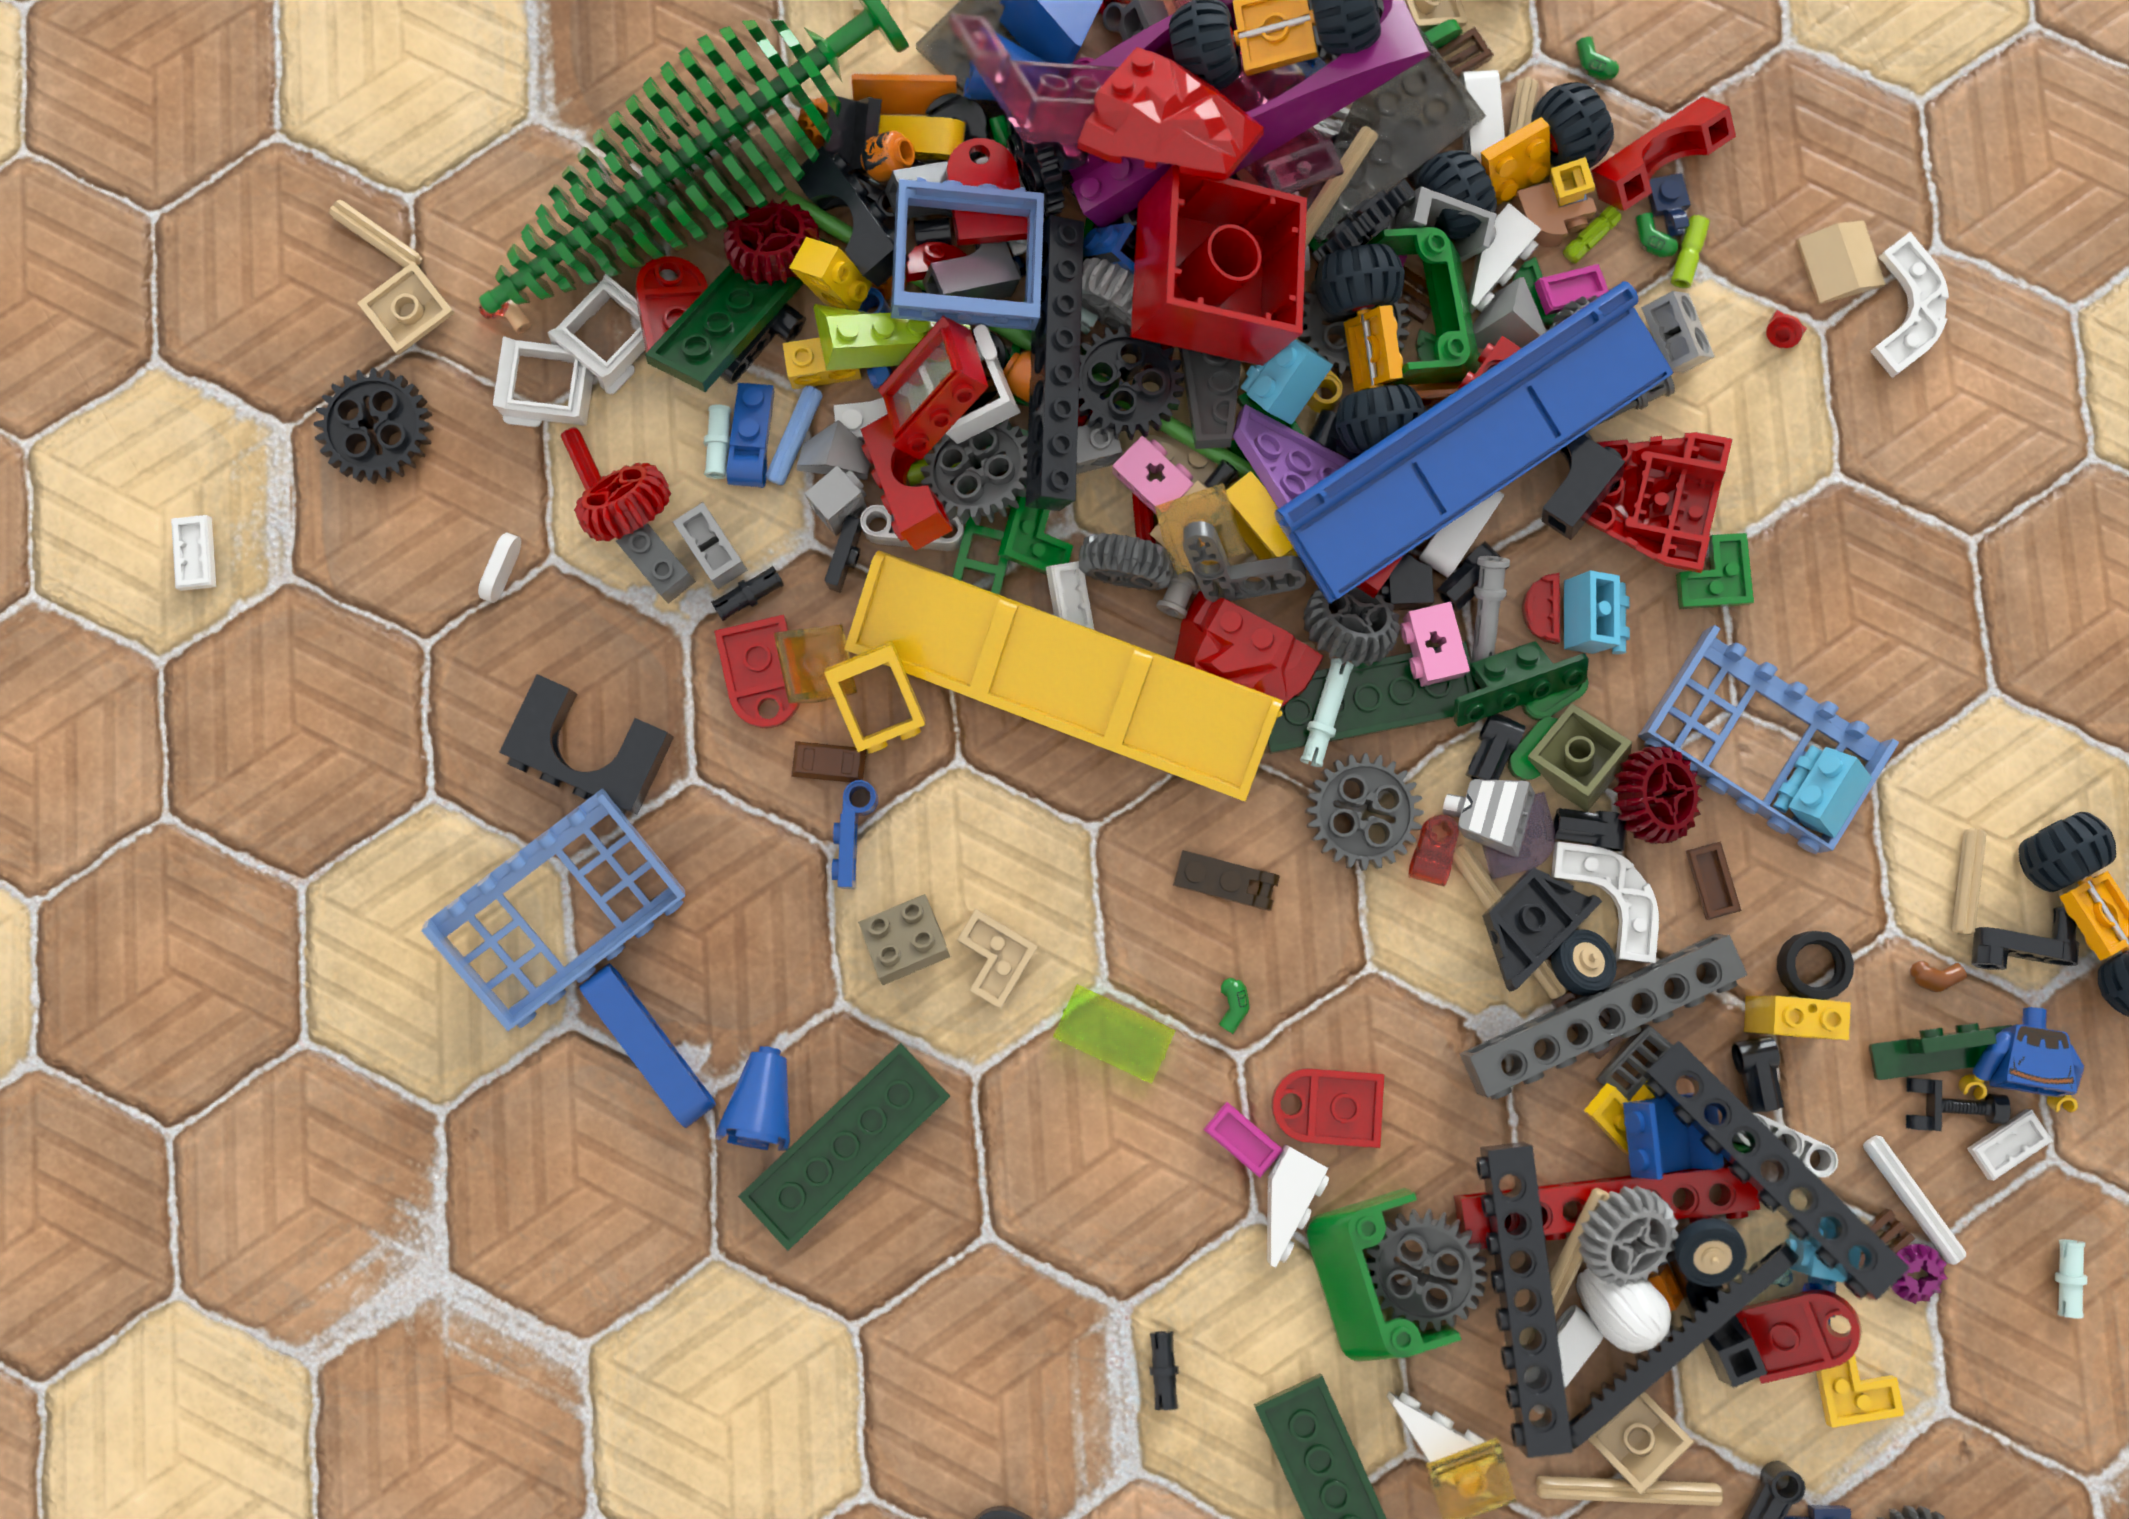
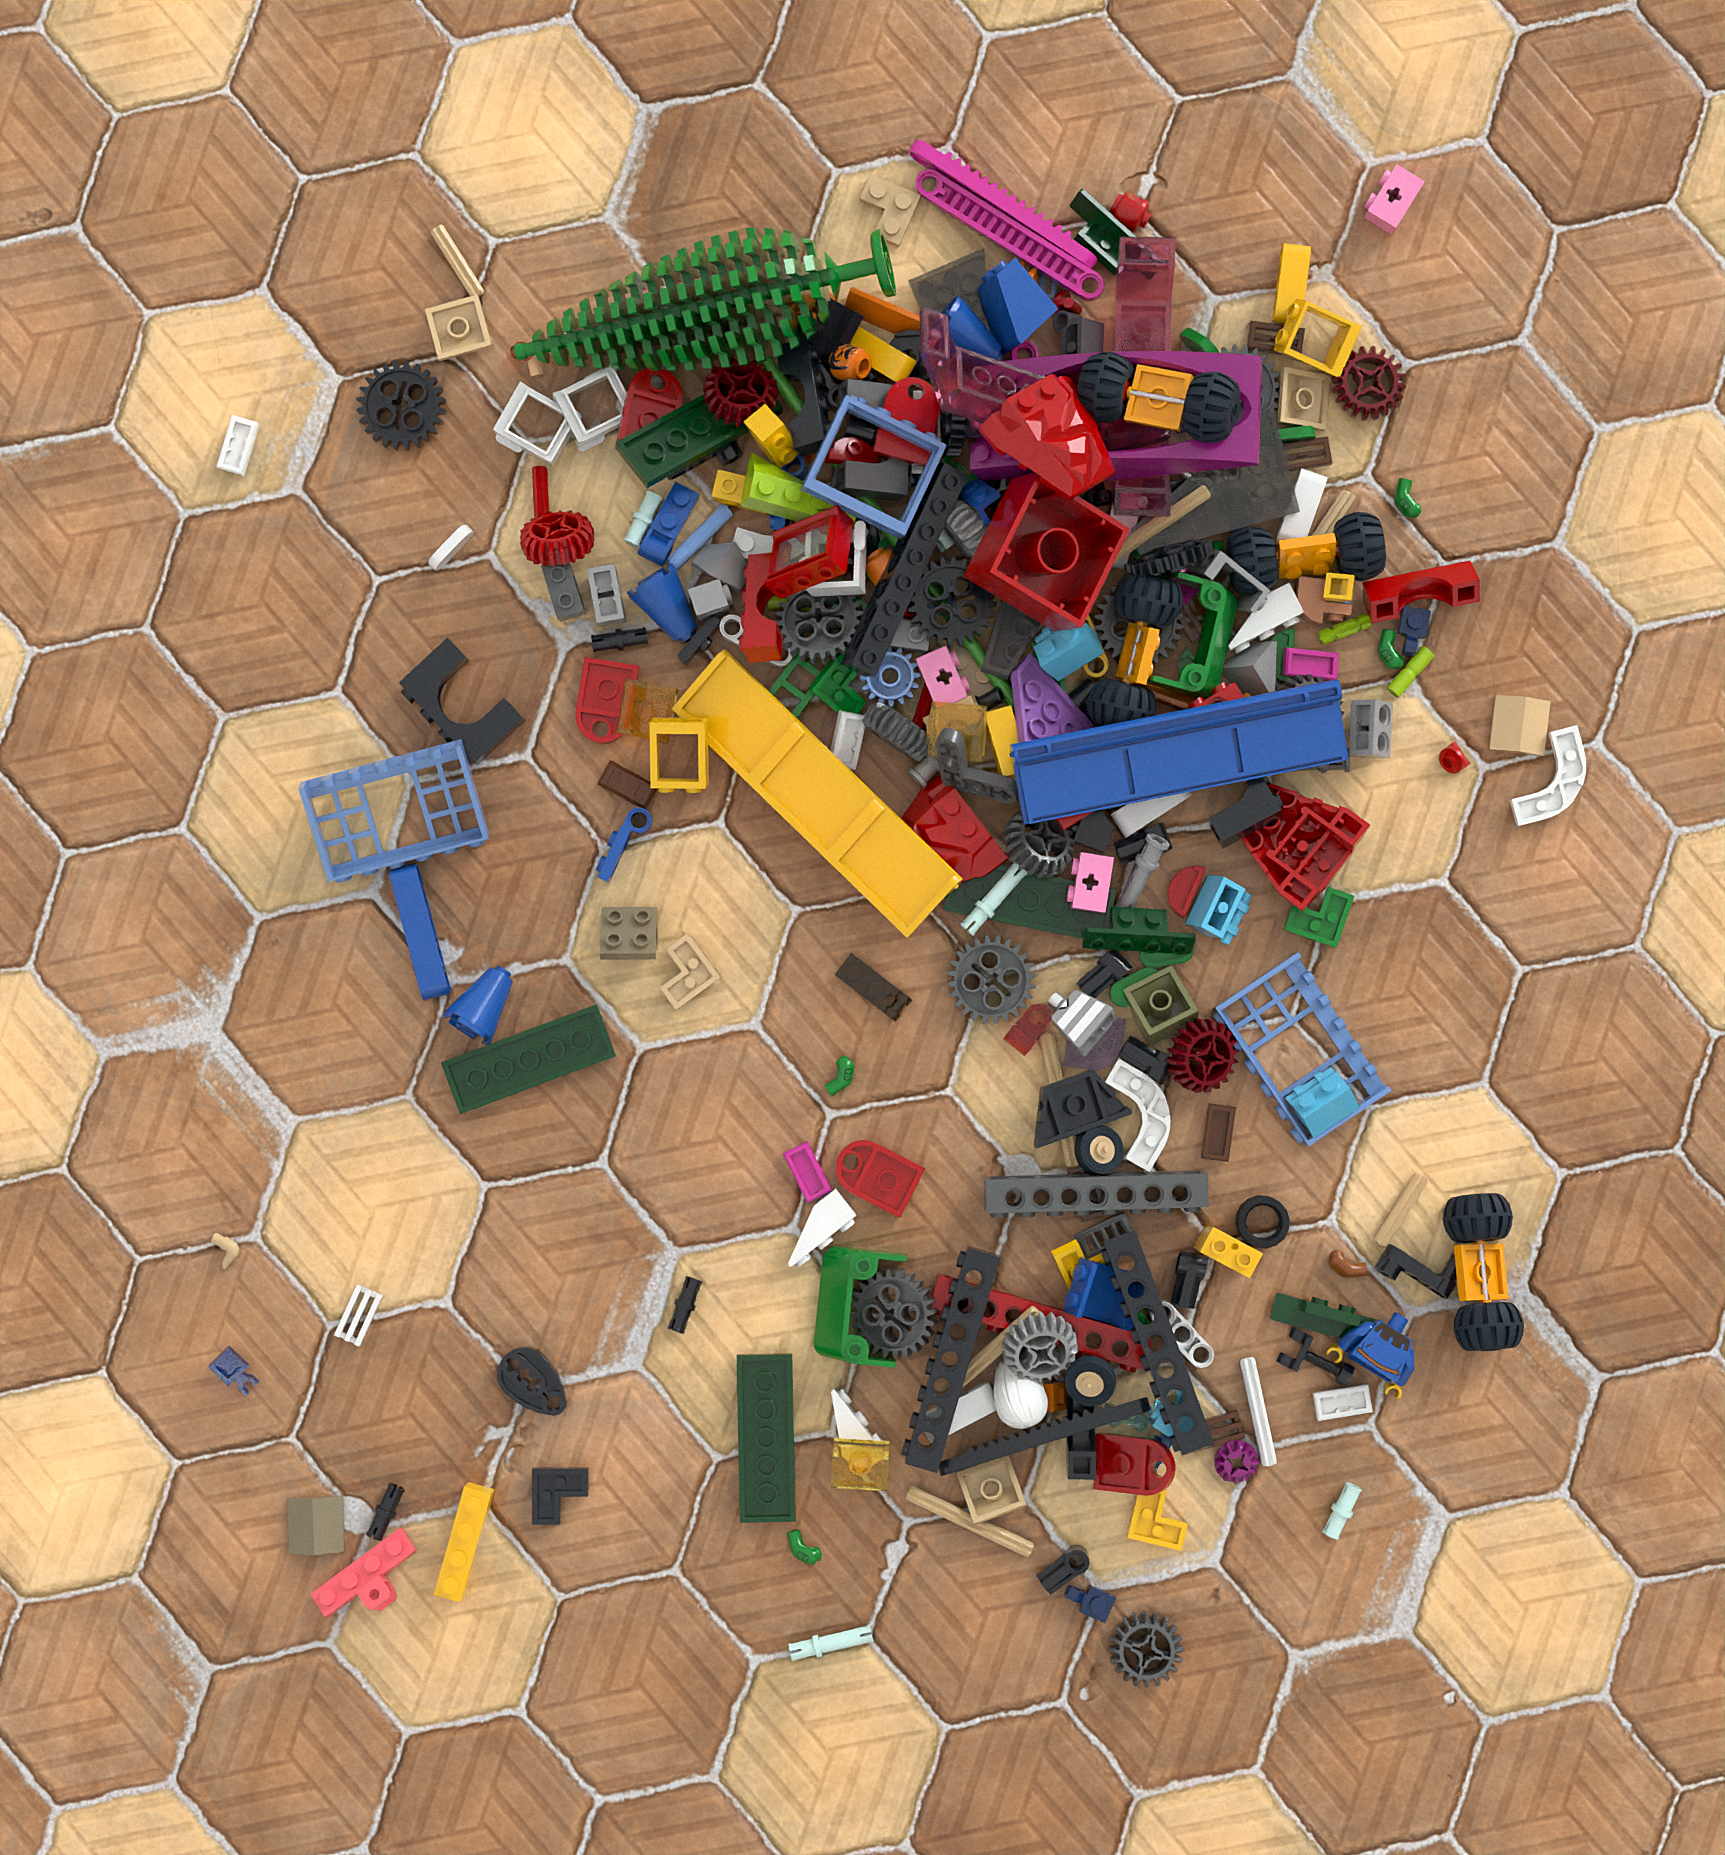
camera: 30 degrees right, 5 degrees up
(785, 526) = (666, 603): none -> blue cone
(1102, 489) = (901, 687): none -> light blue gear
(1114, 1033) = (748, 1060): clear neon green piece -> none

